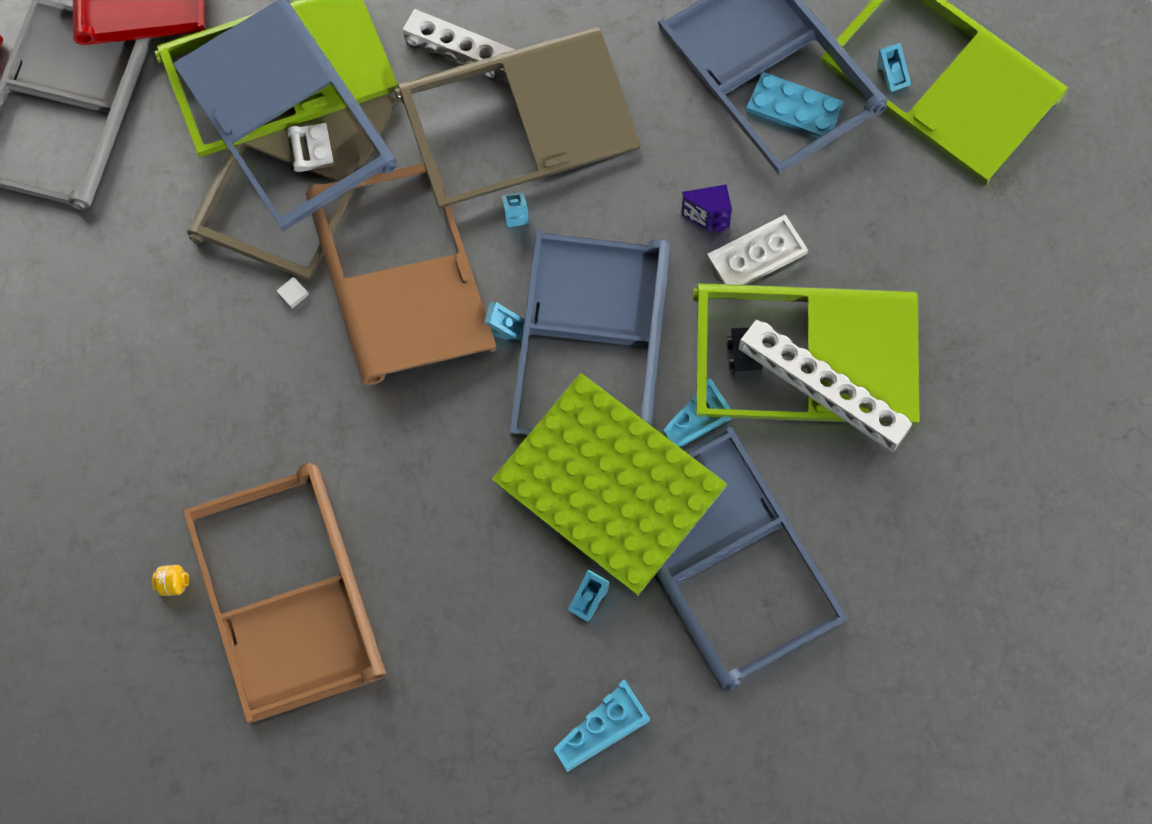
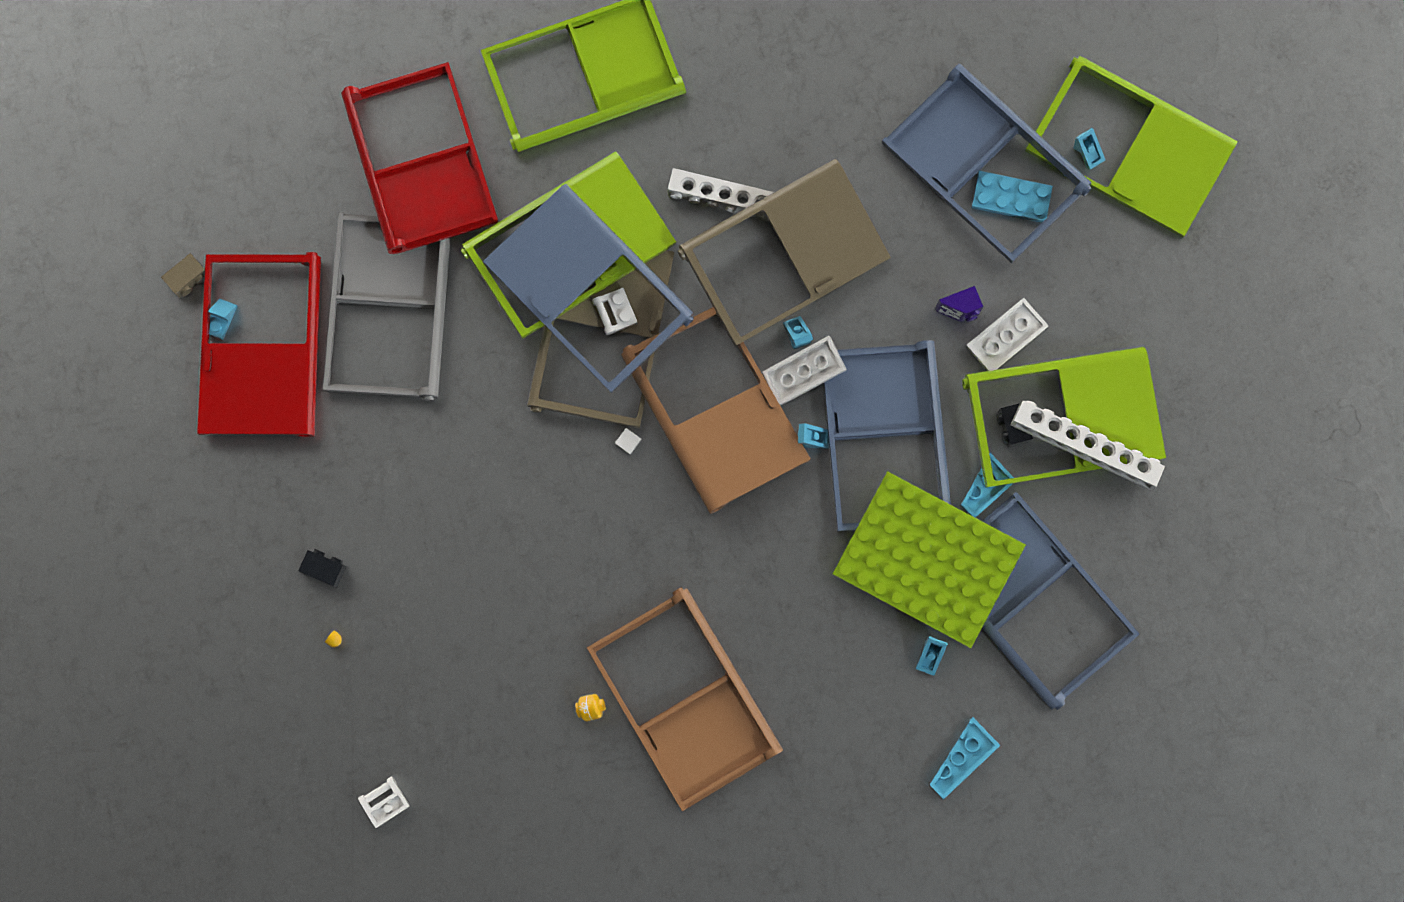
camera: 15 degrees left, 10 degrees up
(511, 248) = (804, 370): none -> white plate

